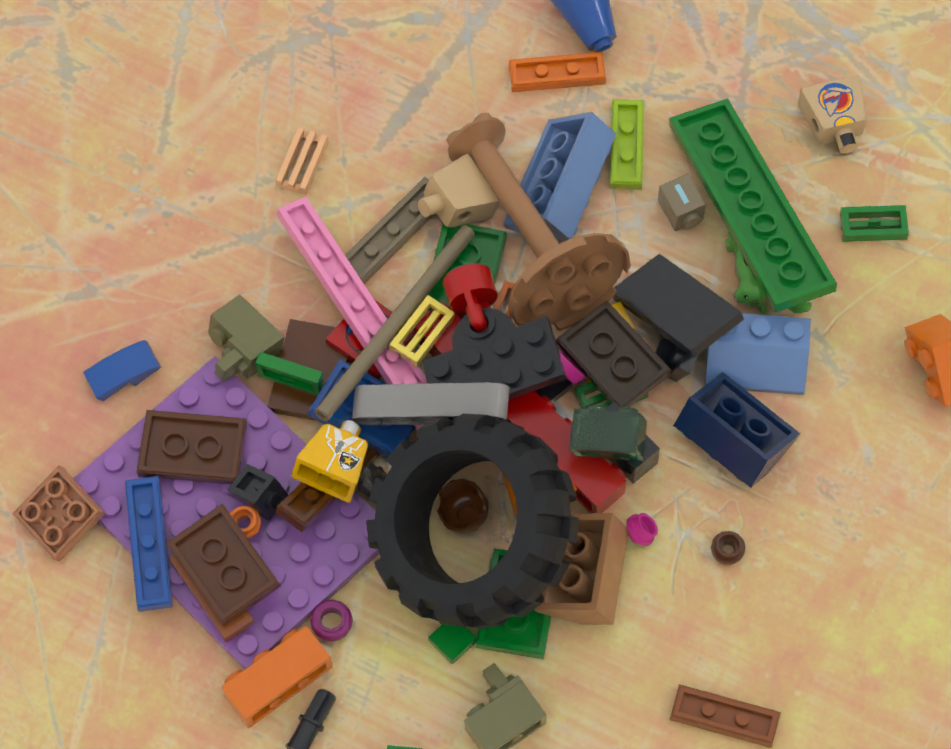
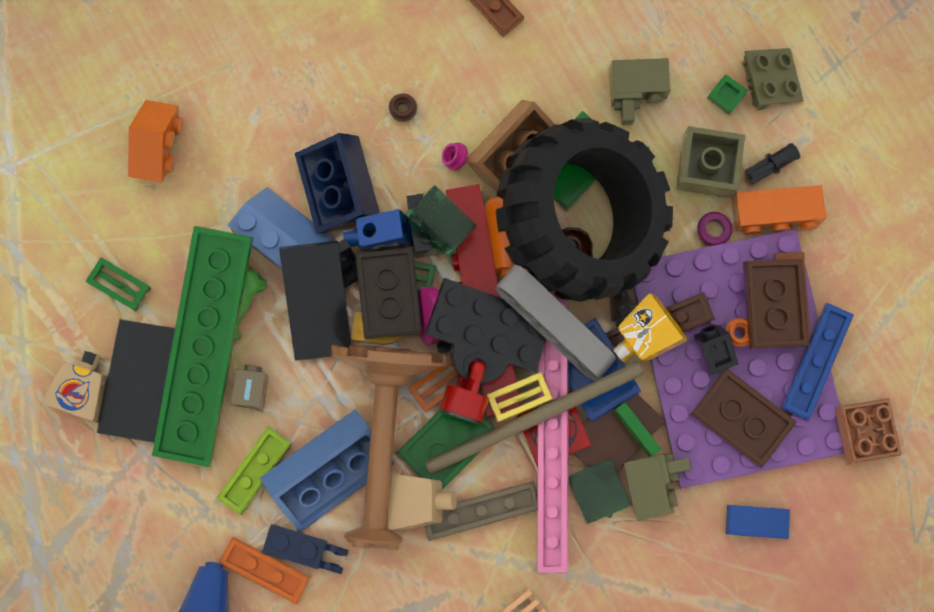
camera: 150 degrees left, 15 degrees up
(293, 308) = (599, 491): none -> clear green piece
(376, 674) = (710, 162): none -> olive brick
(535, 106) = (301, 548): none -> dark blue hinge
(663, 403) = (391, 232): none -> blue torso
(793, 152) = (136, 381): none -> black tile

